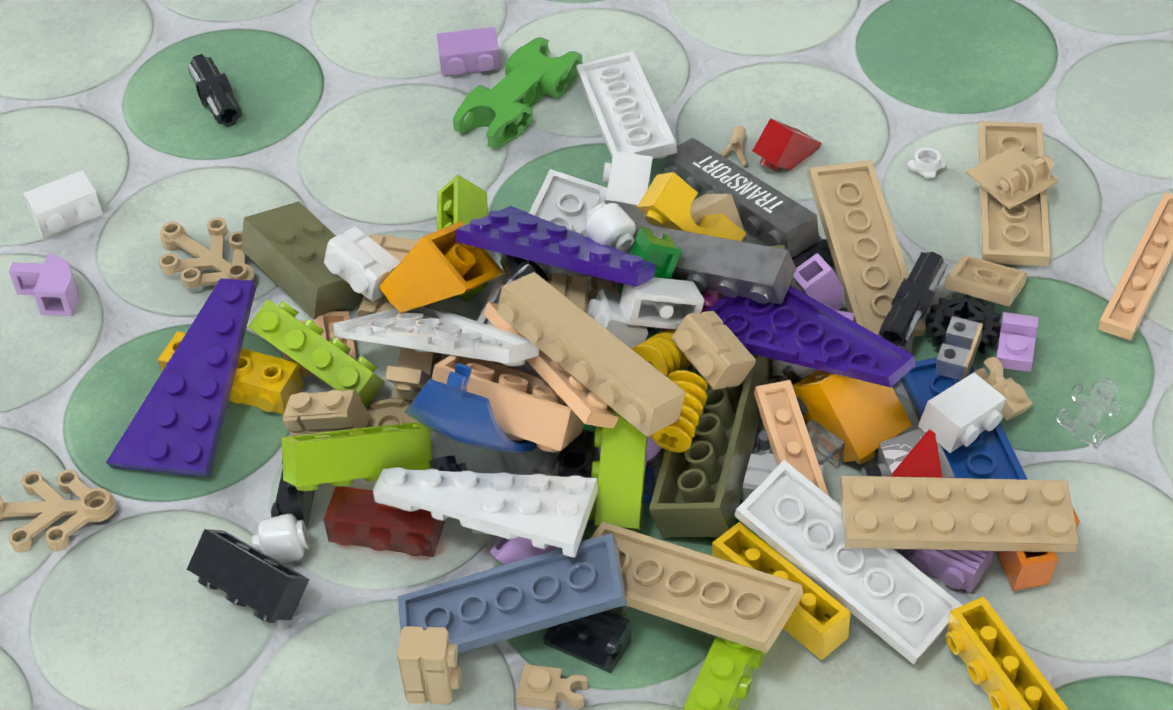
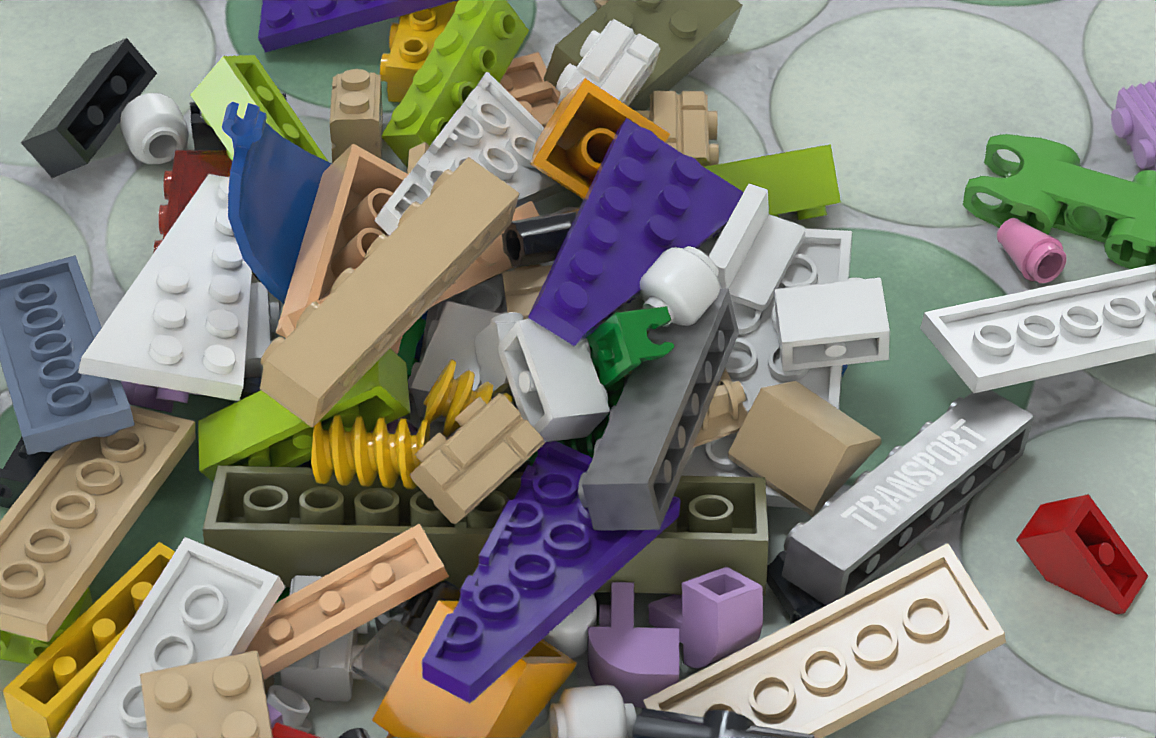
camera: 75 degrees right, 0 degrees up
(546, 123) = (1033, 252): none -> bright pink cone
(552, 207) = (755, 250): none -> white panel
(669, 206) = (740, 438): yellow arch -> none
(736, 145) = (1101, 494): tan bar -> none

